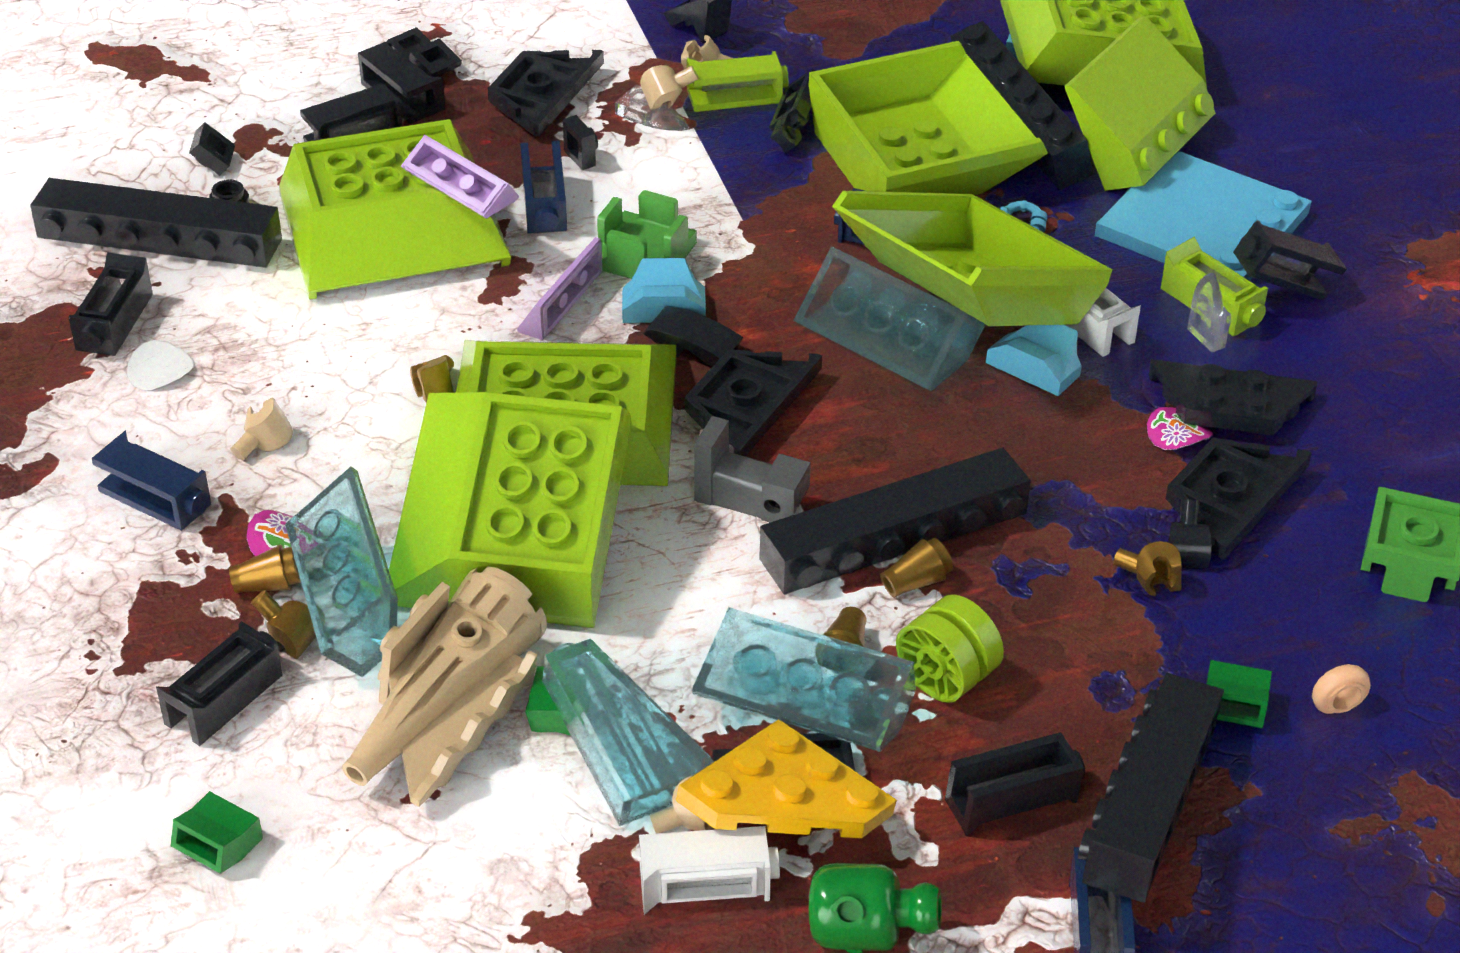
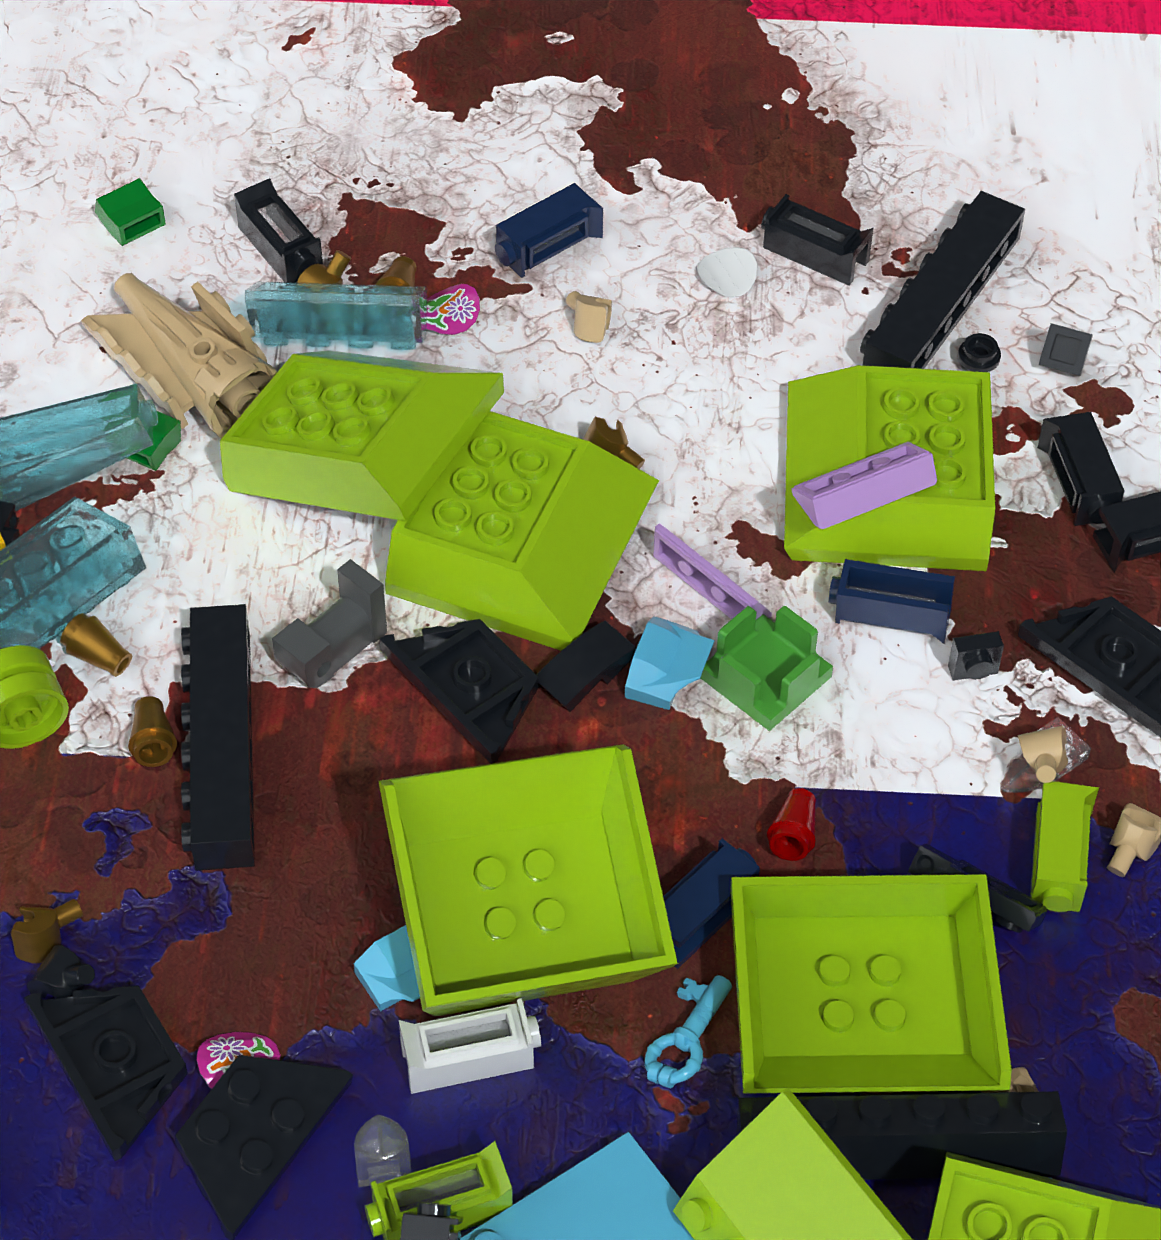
camera: 110 degrees right, 10 degrees up
(788, 200) = (794, 826): none -> red cone

